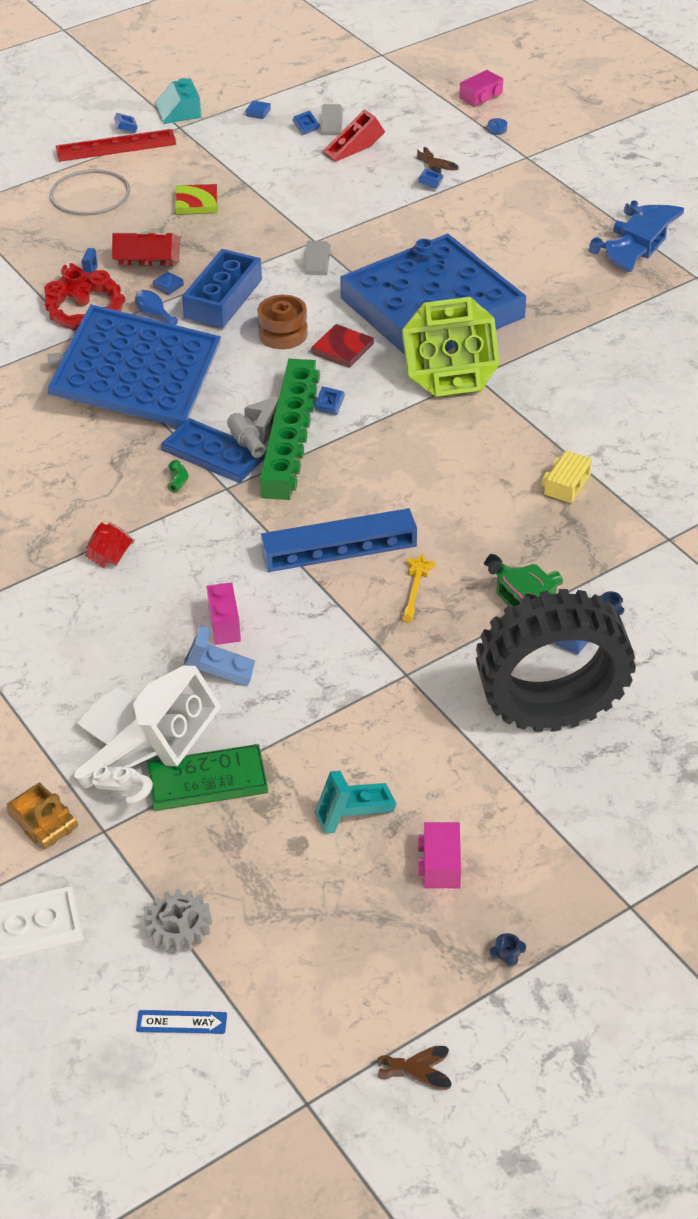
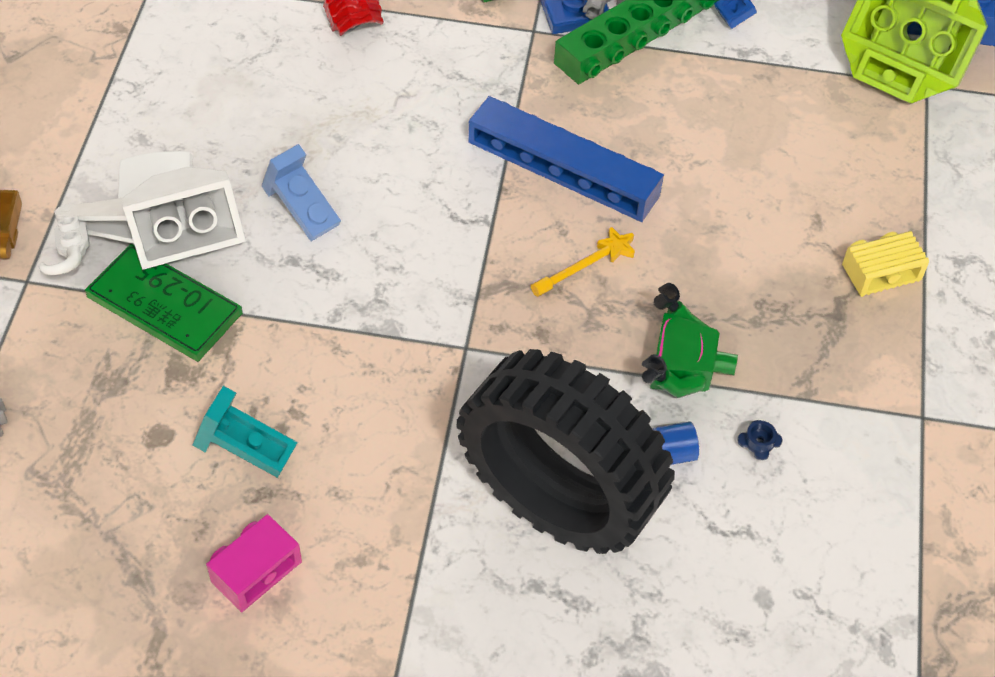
camera: 40 degrees right, 10 degrees up
(223, 613) = (365, 151): dark pink brick -> none

